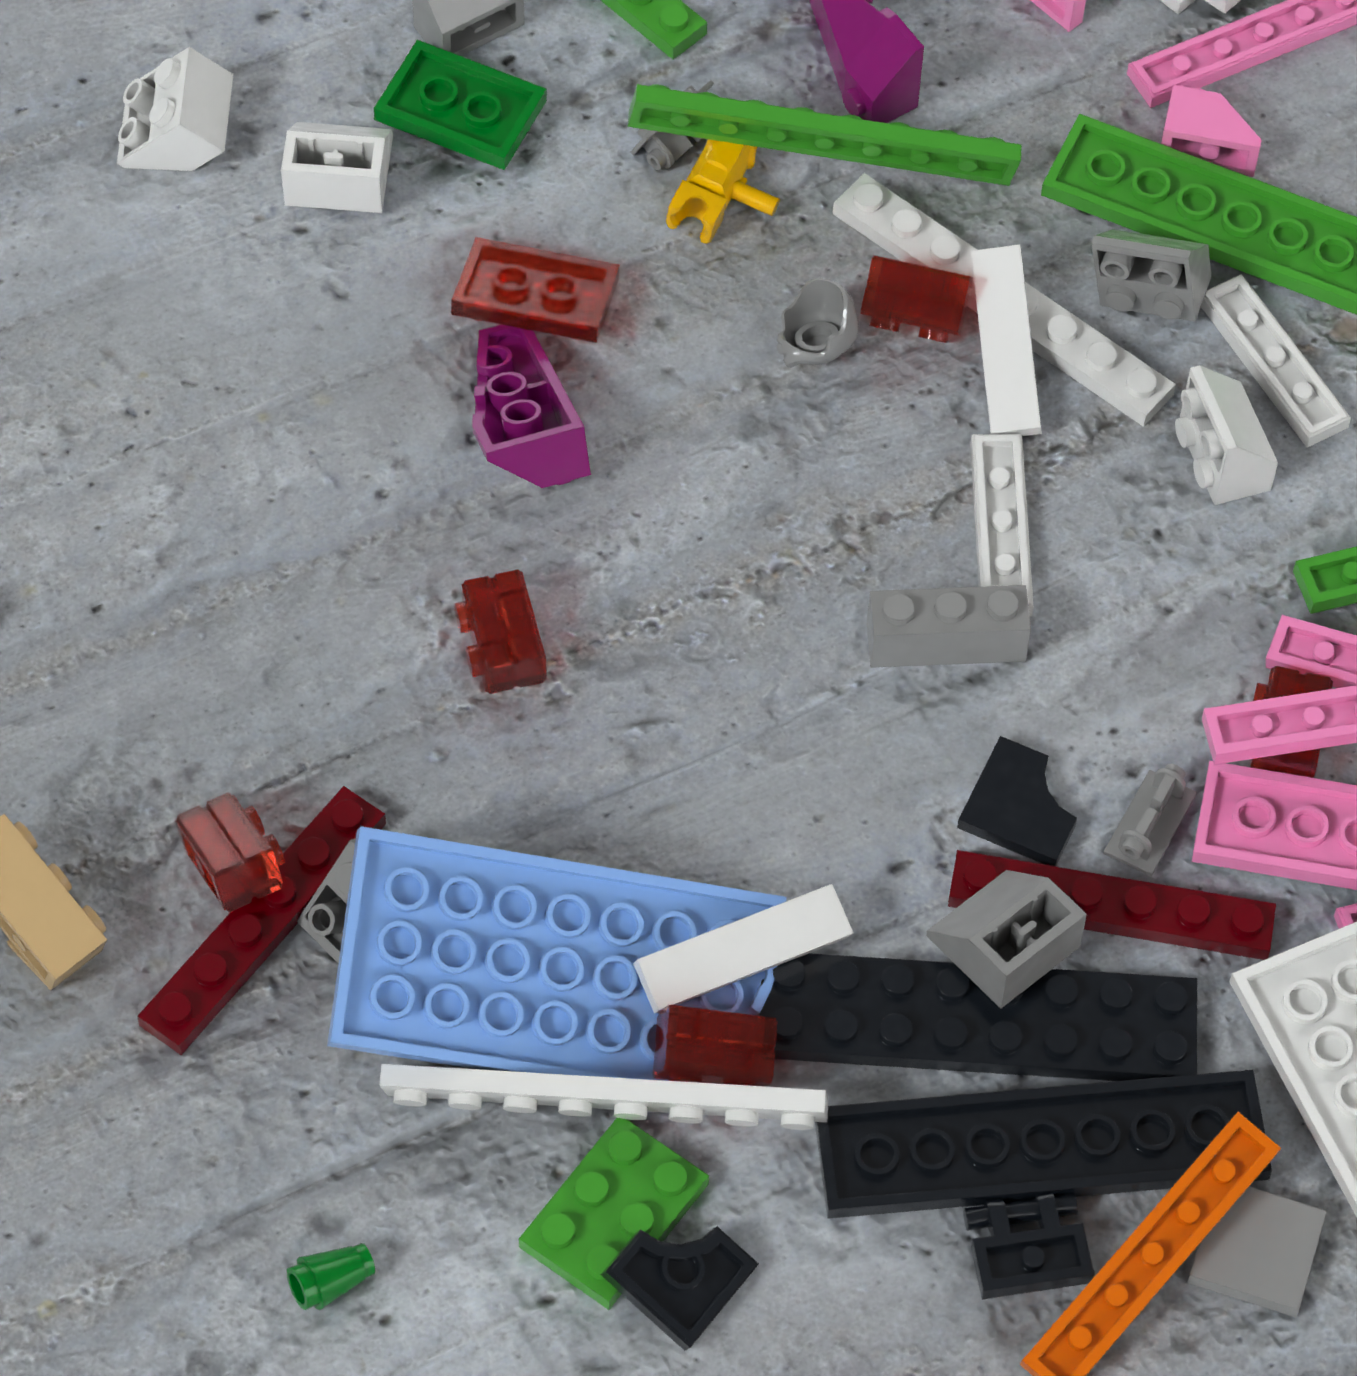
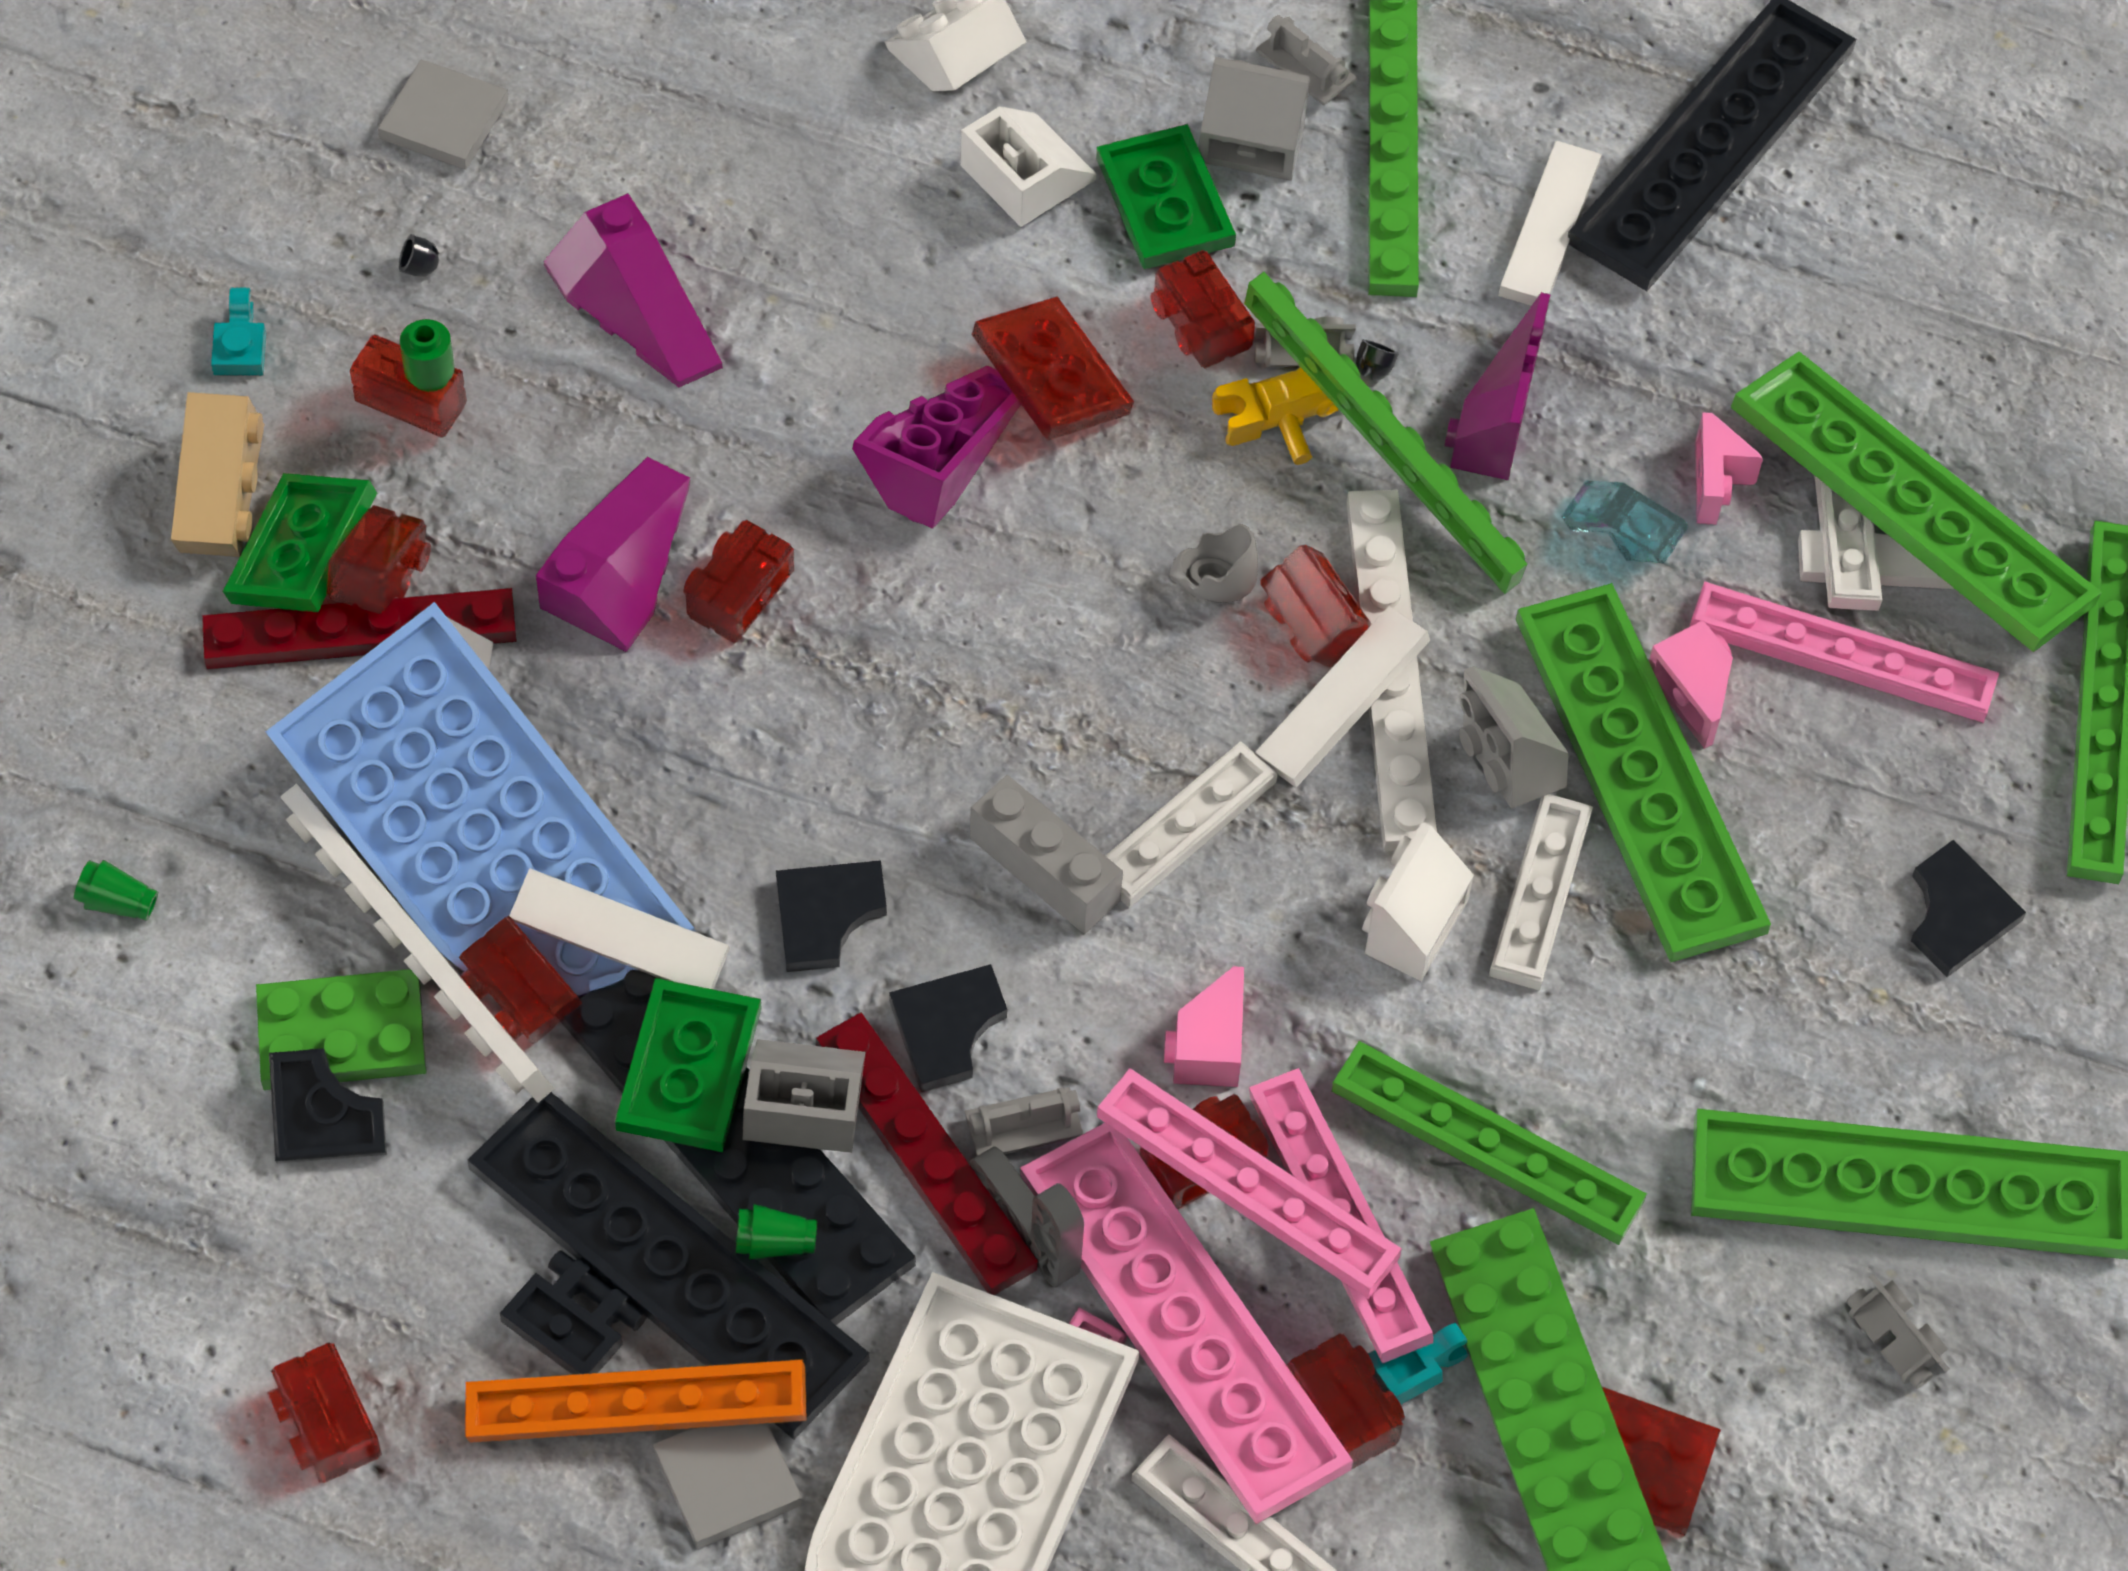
camera: 45 degrees right, 0 degrees up
(90, 707) = (384, 387): none -> clear red brick
(108, 660) = (427, 354): none -> green brick
(147, 491) = (625, 281): none -> magenta wedge
(150, 894) = (295, 539): none -> green plate
(394, 700) = (614, 559): none -> magenta wedge
(586, 160) = (1202, 309): none -> clear red brick
(740, 90) = (1376, 356): none -> black hinge
(840, 807) = (824, 907): none -> black tile
(904, 992) = (688, 1065): none -> green plate
(1047, 59) = (1633, 521): none -> clear light blue slope
(1102, 1051) = (773, 1233): none -> green cone
(1200, 645) = (1209, 1035): none -> bright pink slope
(1284, 880) = (1046, 1222): none -> dark grey beam

